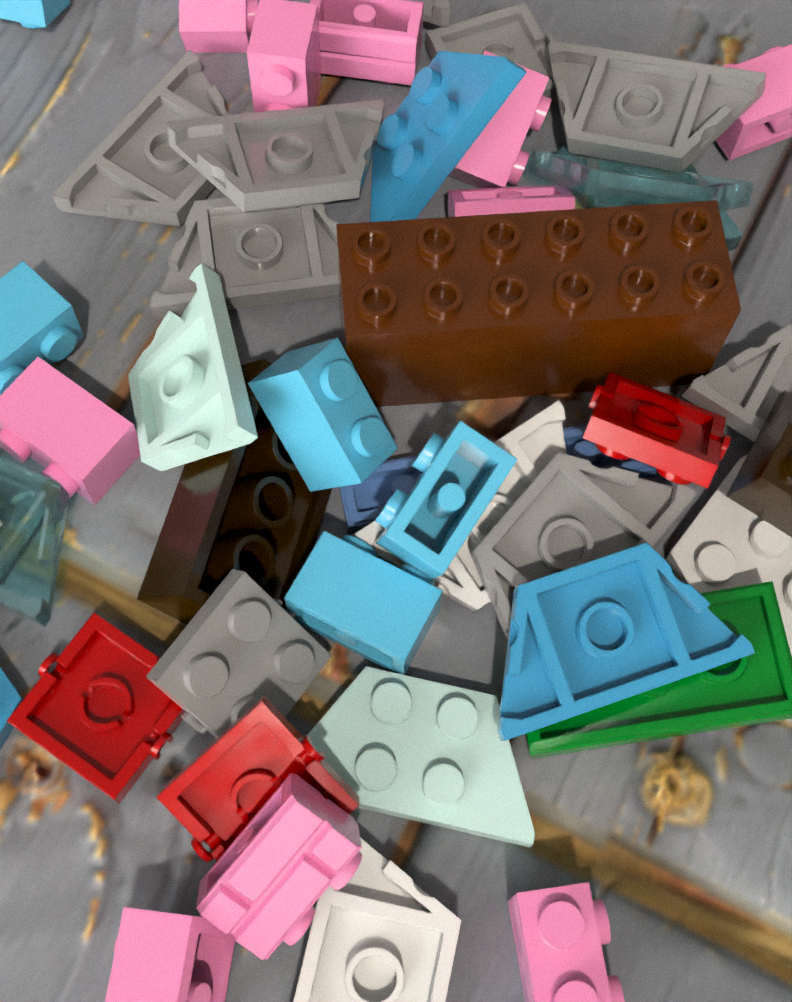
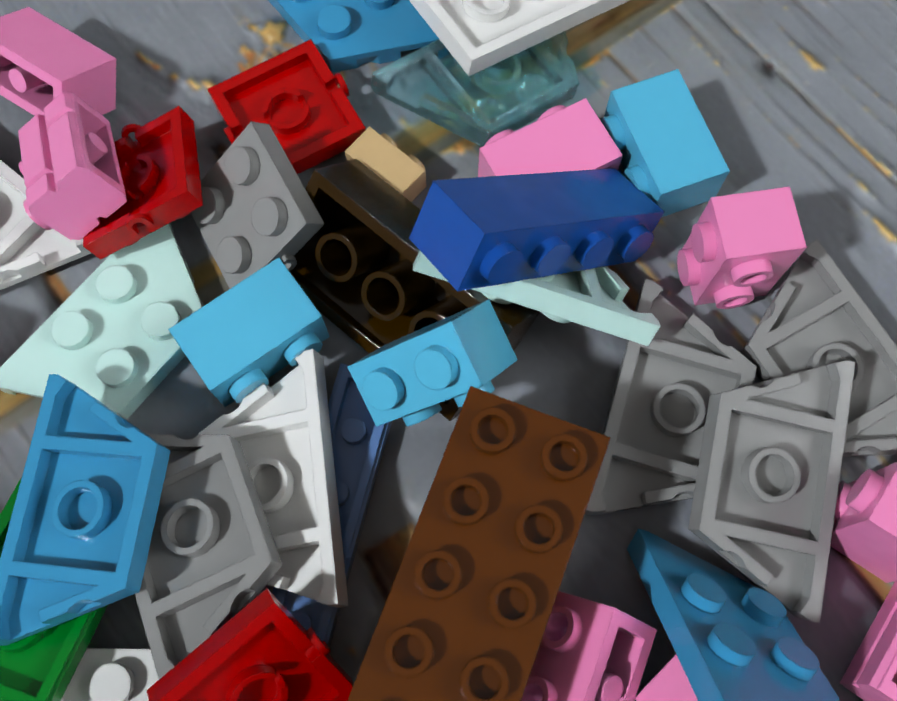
camera: 120 degrees right, 5 degrees up
(97, 231) = (741, 247): none -> bright pink brick
(118, 591) = (384, 158): none -> tan piece
(164, 367) = (532, 225): none -> blue brick
(445, 501) = (273, 419): medium azure brick -> none

